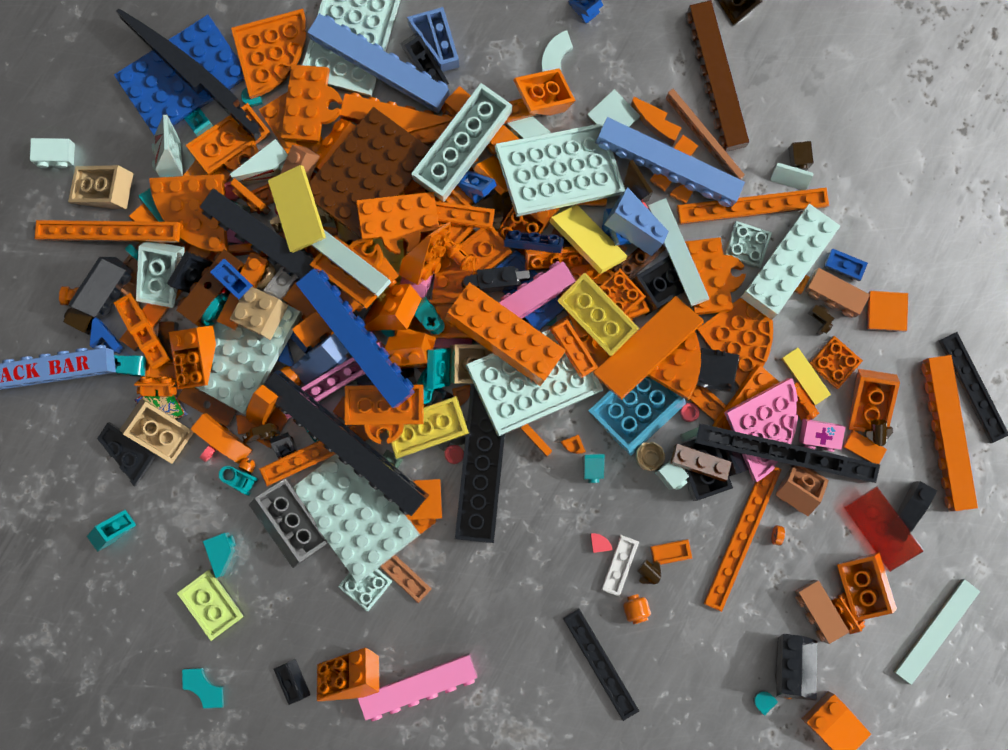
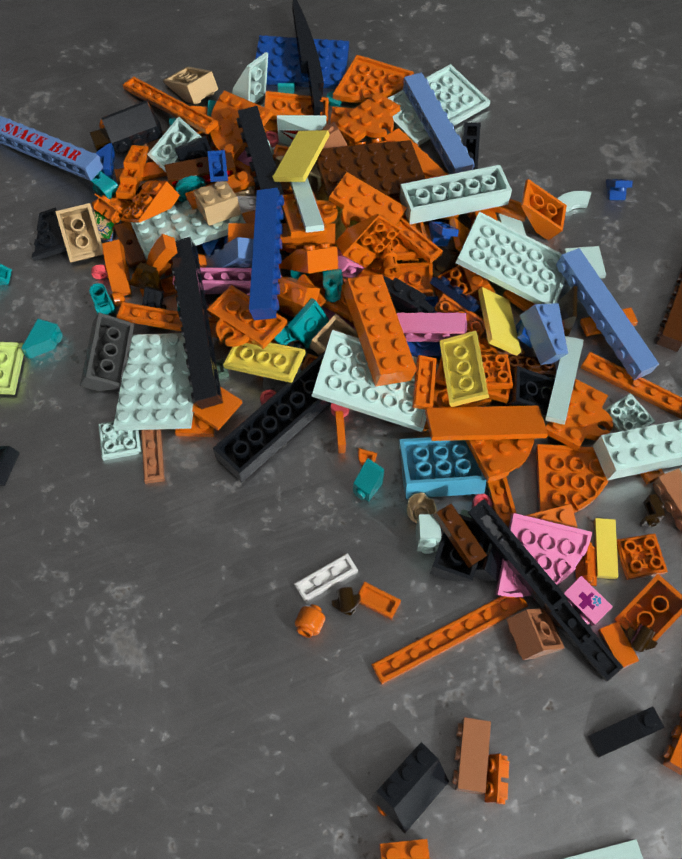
camera: 40 degrees right, 20 degrees down
(52, 152) = (180, 48): light aqua brick -> none
(254, 202) = (277, 138): orange tile -> none
(348, 676) = (42, 489): orange slope -> none
(419, 686) = (84, 541): bright pink brick -> none
(437, 36) = (492, 137): medium blue wedge -> none
(600, 543) = (324, 547): coral tile -> none
(601, 664) = (241, 647): black tile -> none
(655, 121) = (617, 284): orange slope -> none
(681, 194) = (600, 347): orange tile -> none
(703, 134) = (647, 316): nougat tile -> none
(718, 370) = (530, 483): black piece -> none
(764, 702) = (356, 797): teal tile -> none
(778, 535) = (483, 657): orange tile -> none
(867, 587) = (533, 766): orange slope -> none
(883, 528) = (587, 728): clear red tile -> none

